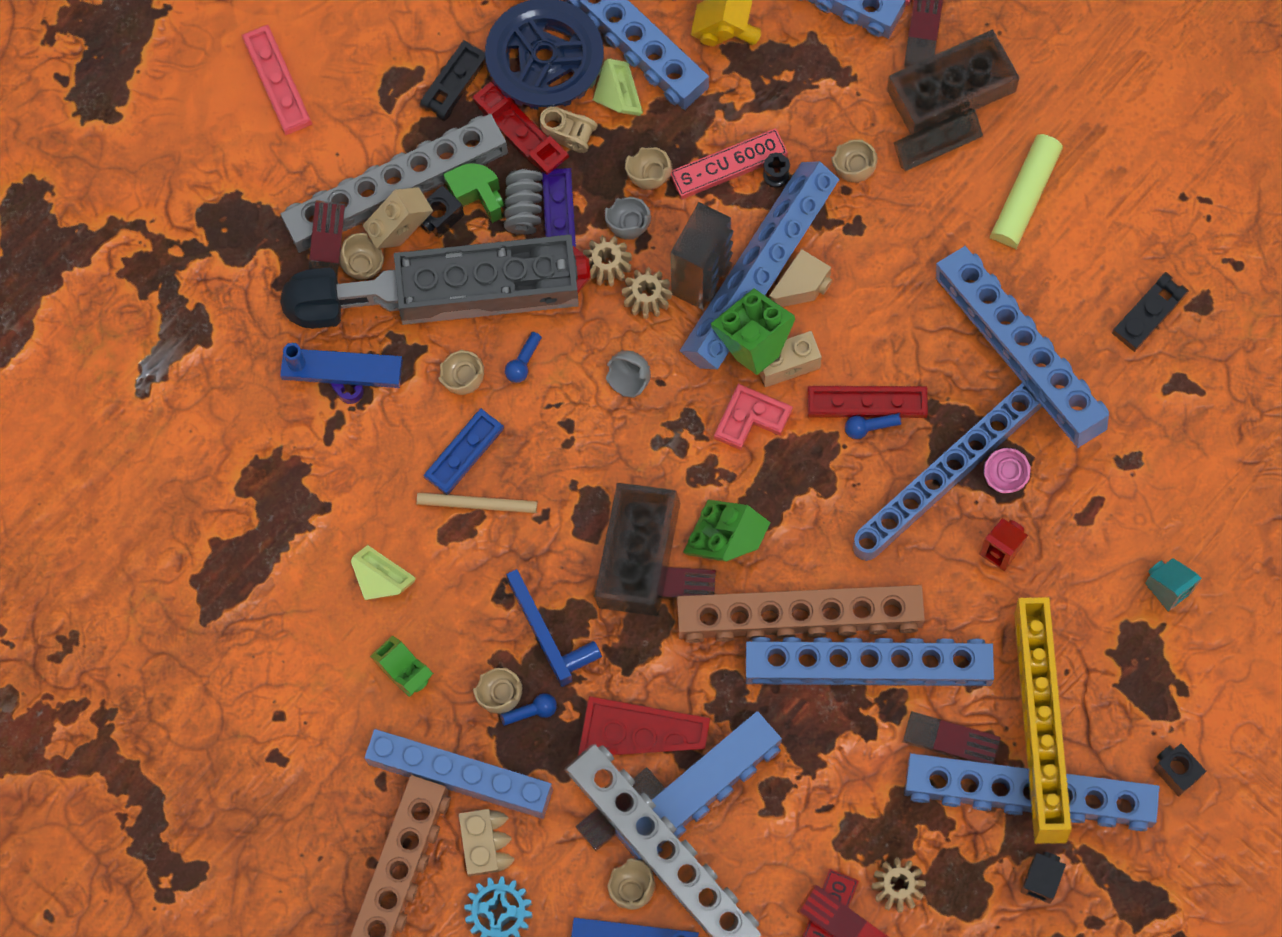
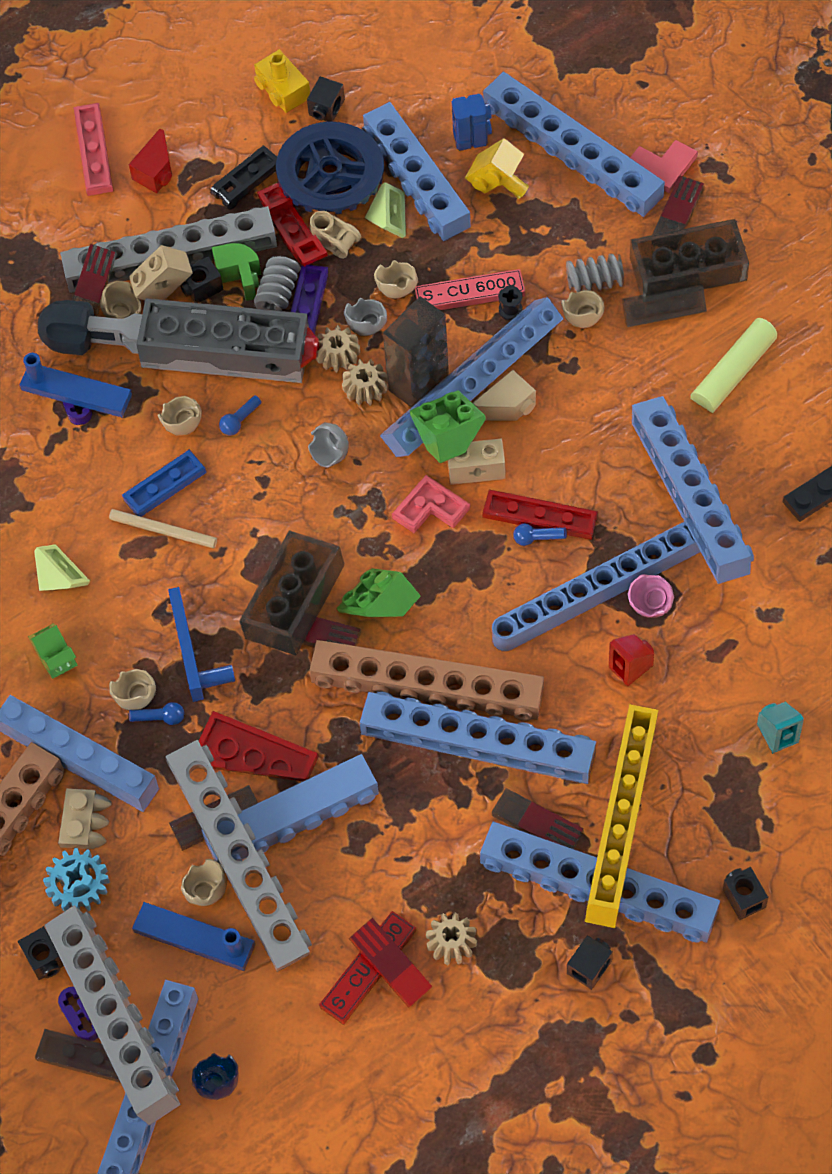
camera: 15 degrees right, 10 degrees down
(349, 87) = (152, 164): none -> red slope
(857, 117) = (595, 272): none -> light grey piece

